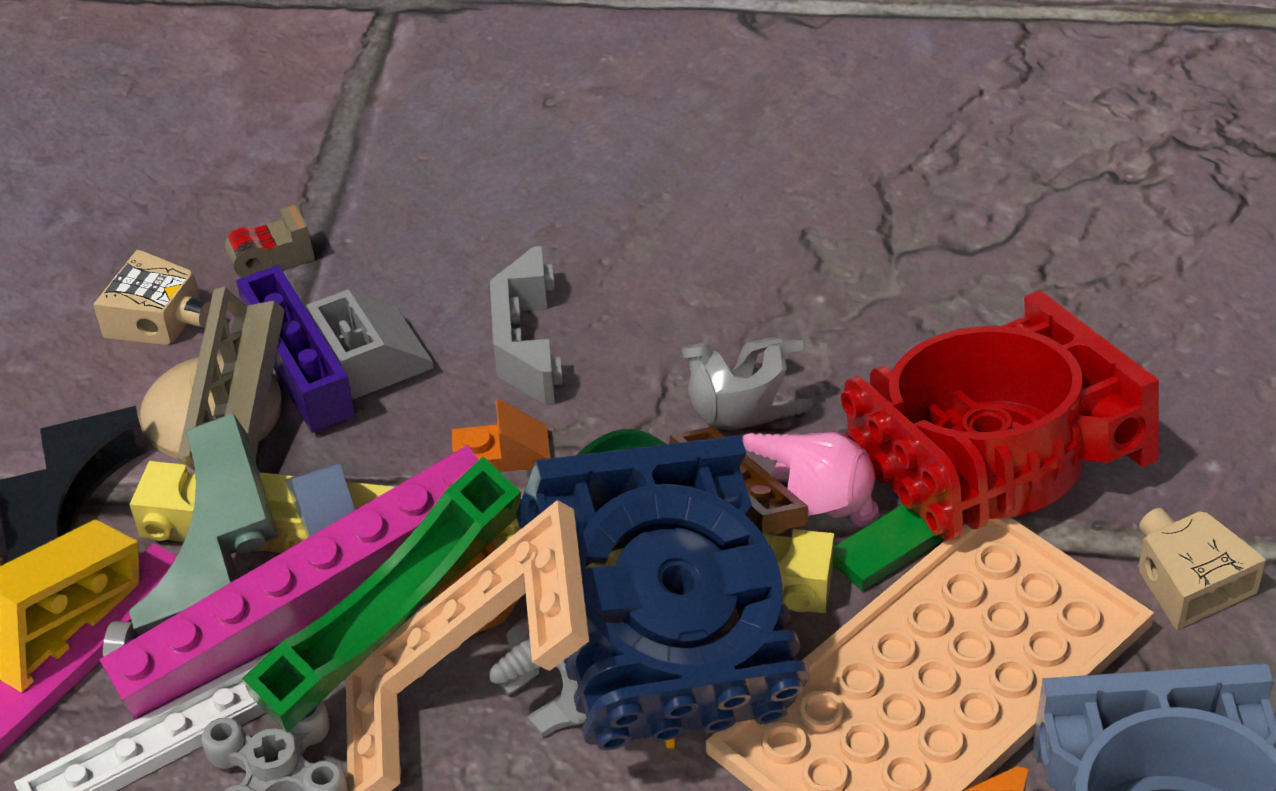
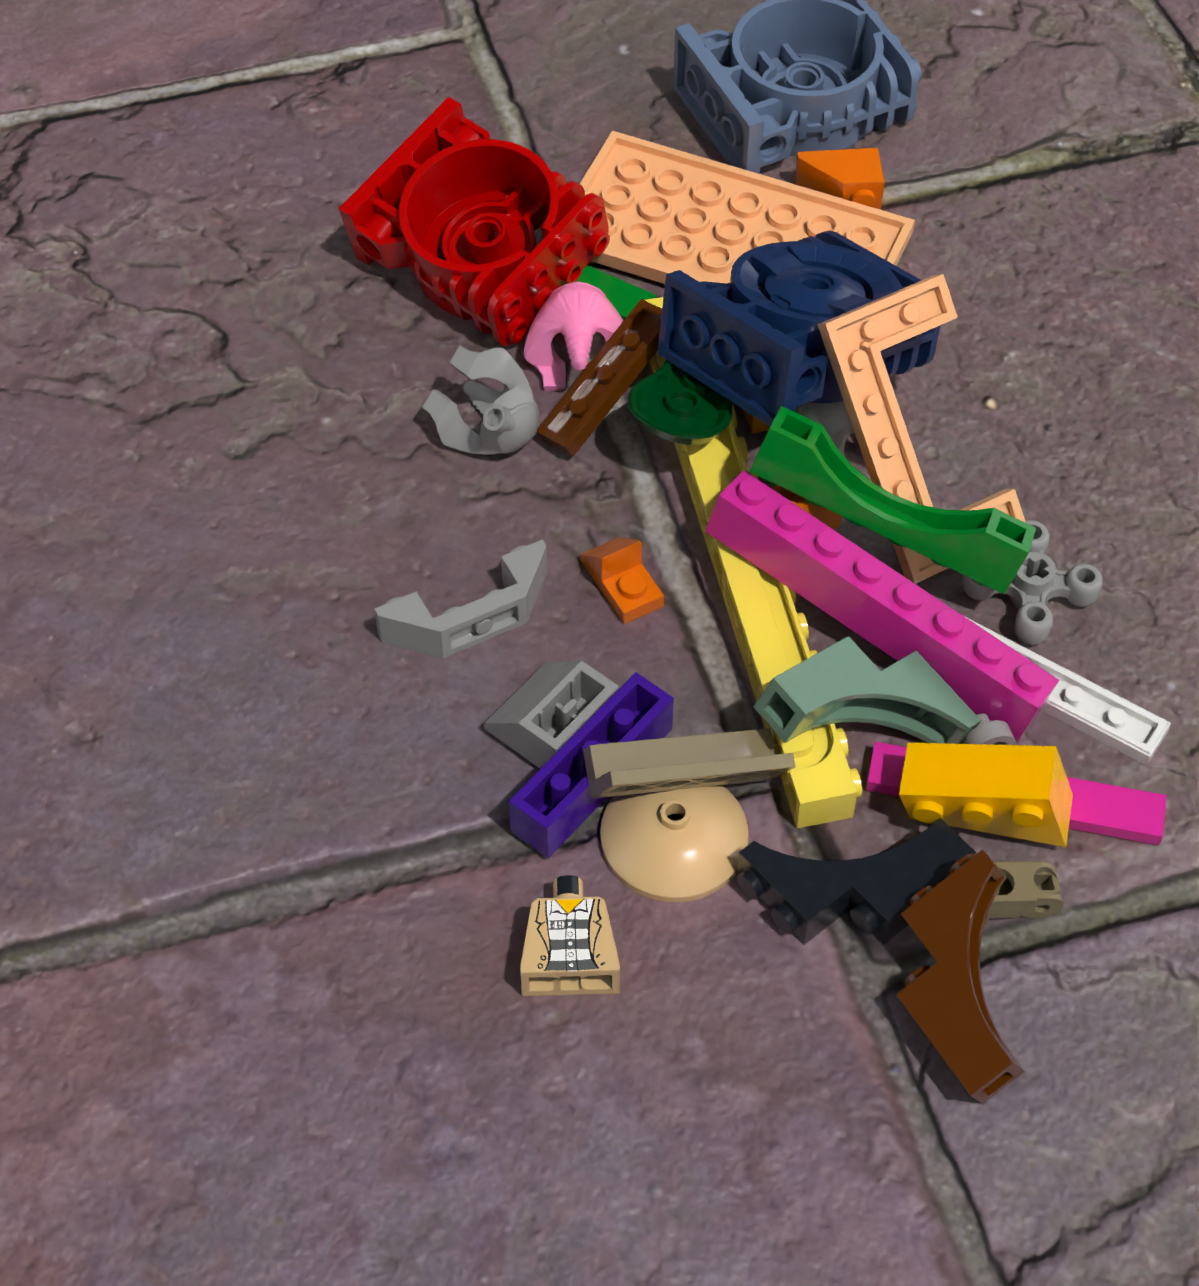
camera: 115 degrees left, 10 degrees up
(269, 245) = (436, 875): dark tan leg -> none
(320, 497) = (786, 630): sand blue slope -> none
(1196, 565) = (556, 120): tan torso -> none

